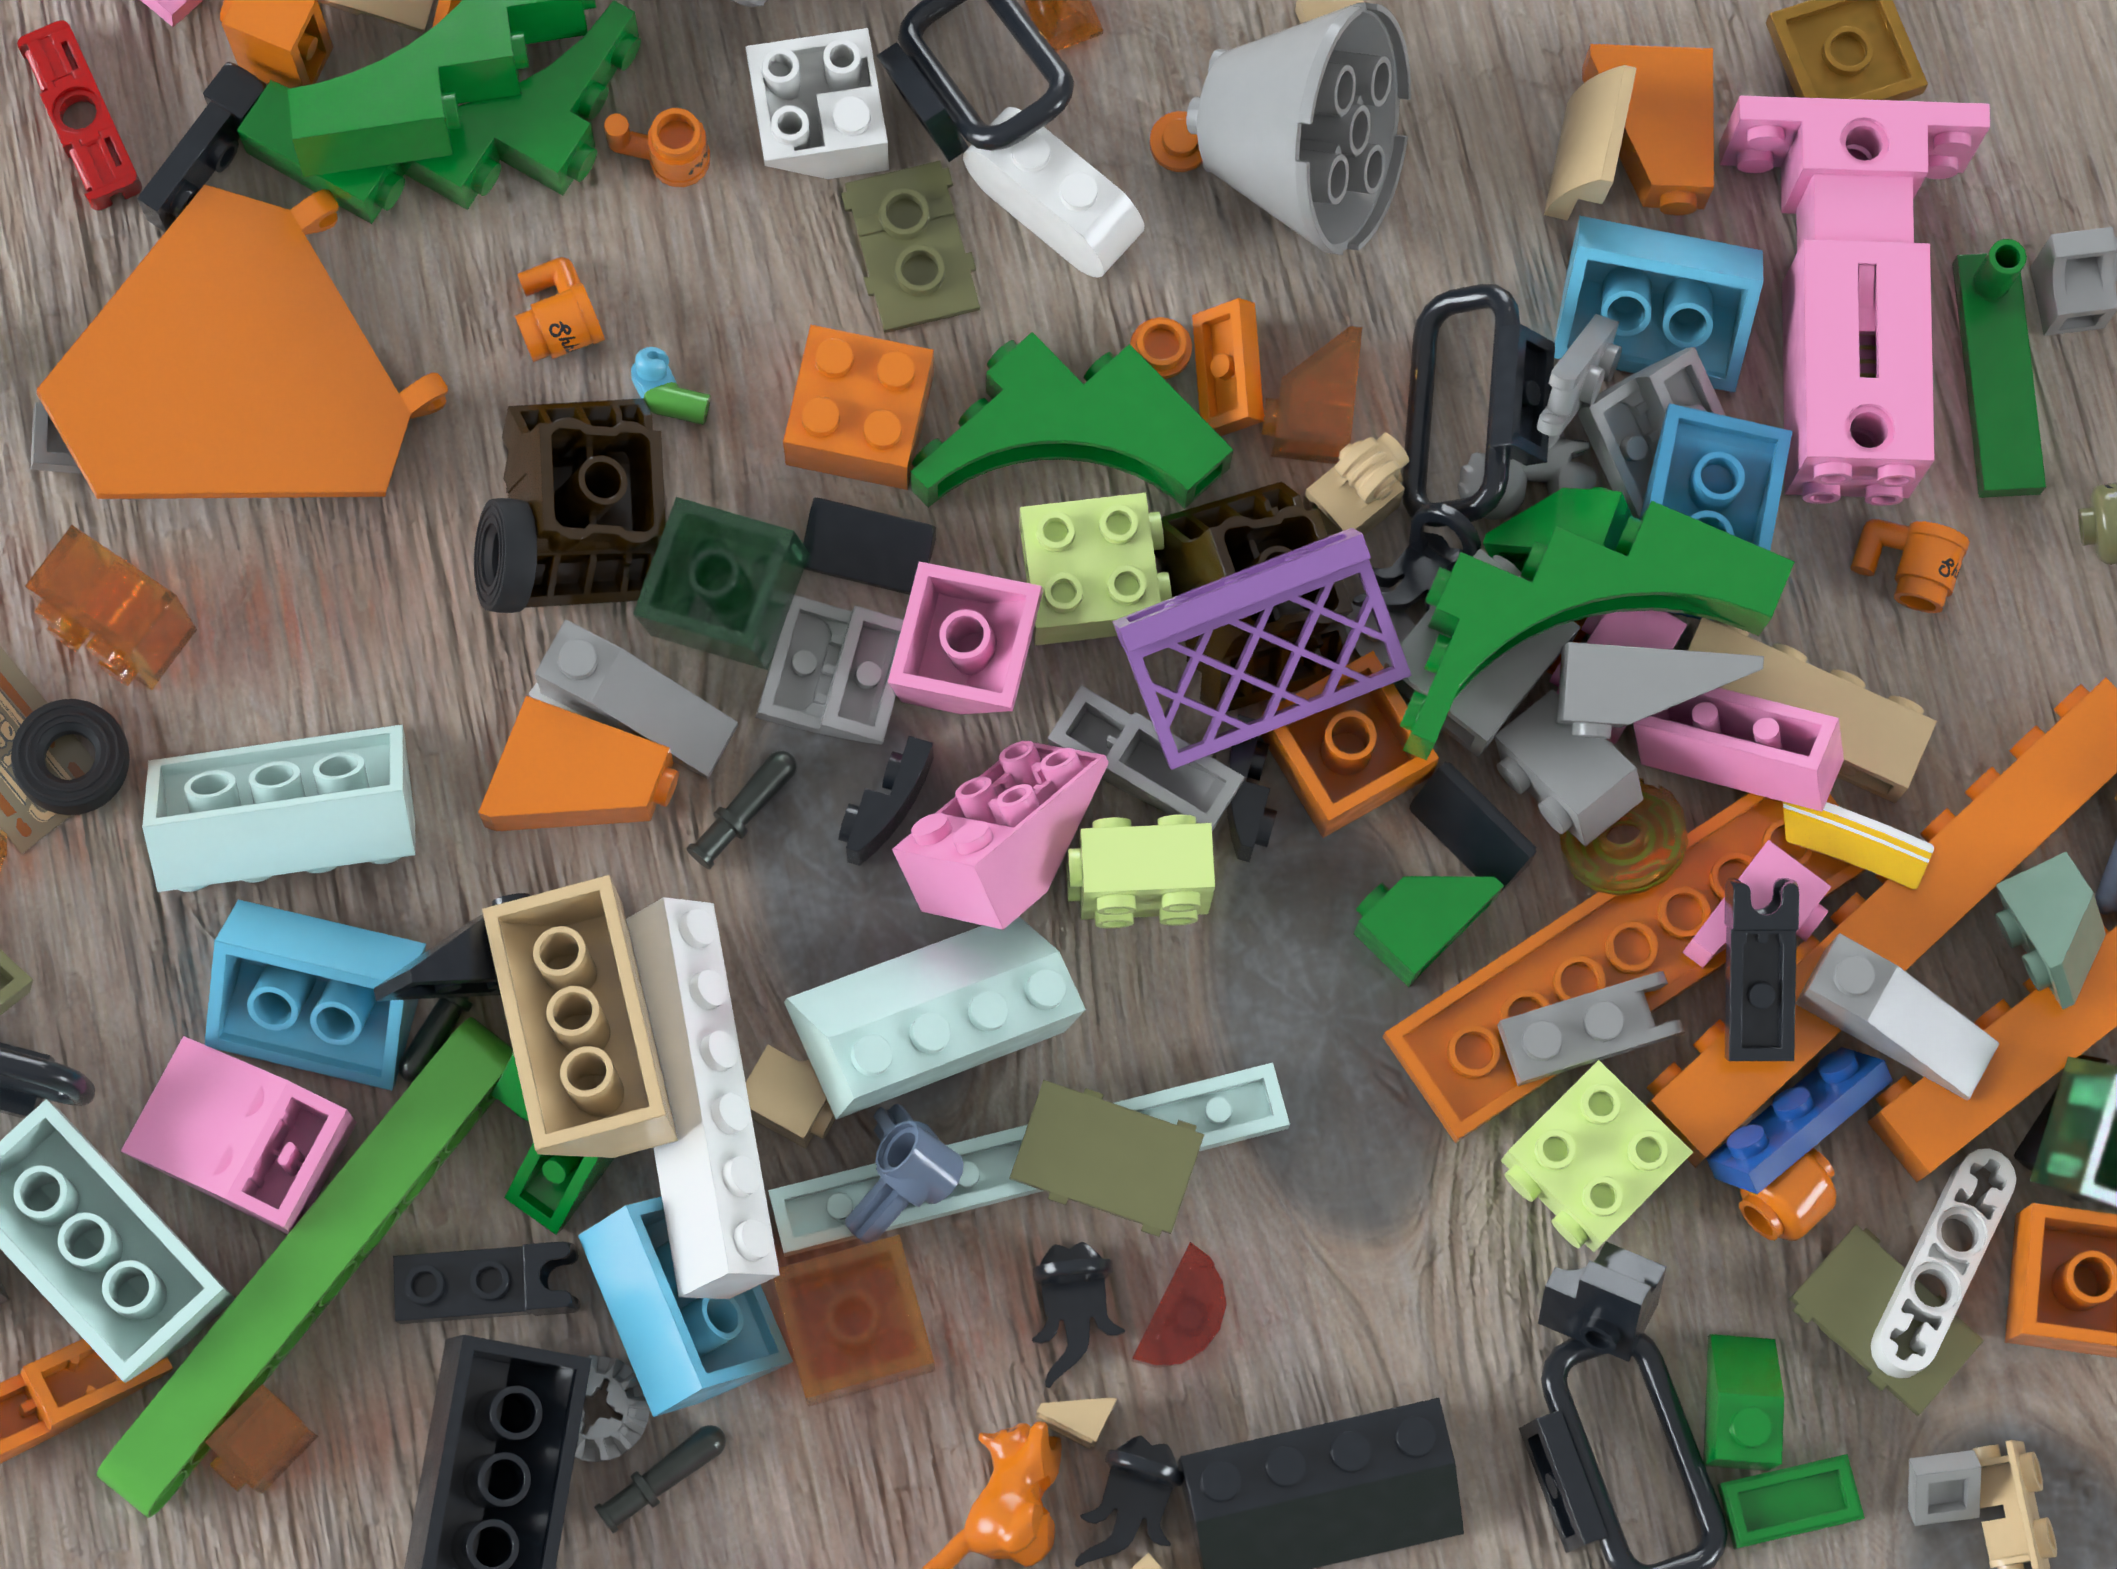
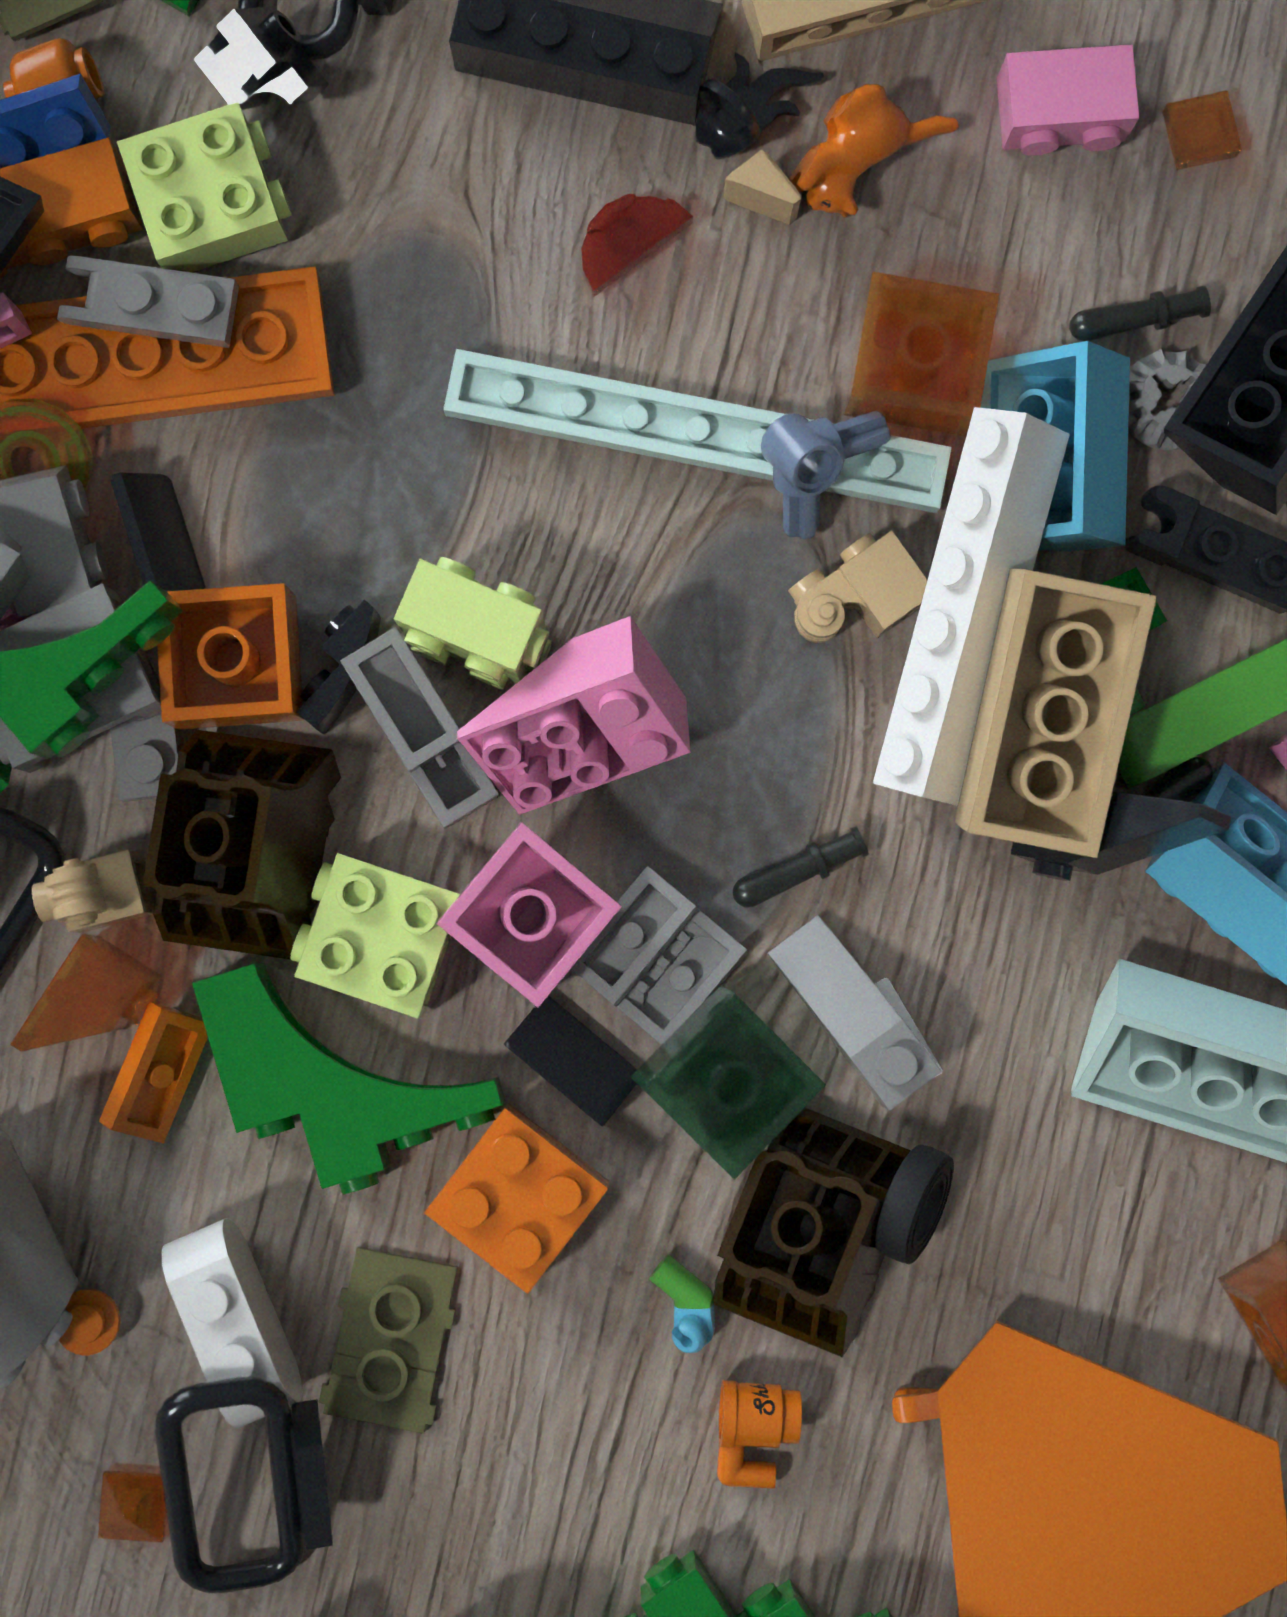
camera: 155 degrees left, 10 degrees up
(574, 773) = (940, 971): orange slope -> none
(673, 145) = (568, 1550): orange piece -> none
(819, 105) = (412, 1522): white slope -> none
(880, 814) = (691, 796): black slope -> none
(933, 1013) = (728, 585): light aqua slope -> none
(1073, 1292) = (712, 303): black piece -> none
(1107, 1157) = (631, 388): olive piece -> none
(1163, 345) = (206, 1125): orange plate -> none
(1241, 596) = (242, 811): medium lavender fence -> none
(1421, 918) = (245, 473): green slope -> none
(1423, 557) = (70, 793): black piece -> none

